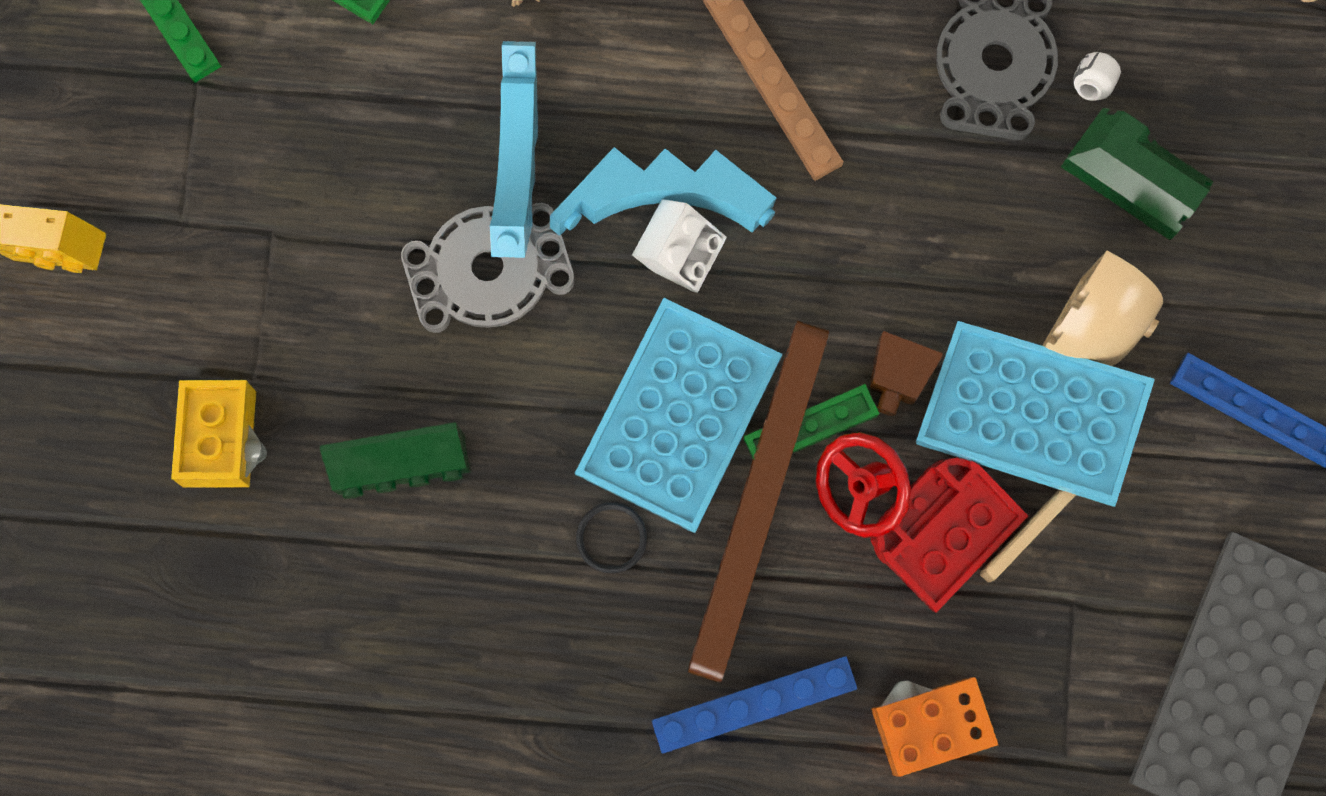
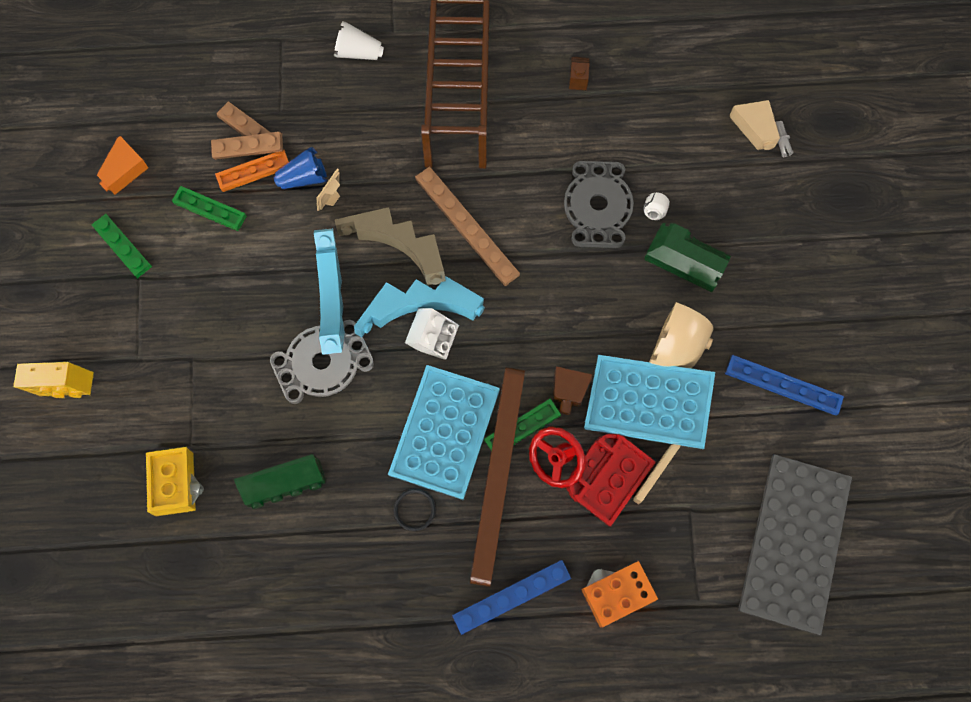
camera: 10 degrees left, 5 degrees down
(613, 50) = (378, 227): none -> dark tan arch

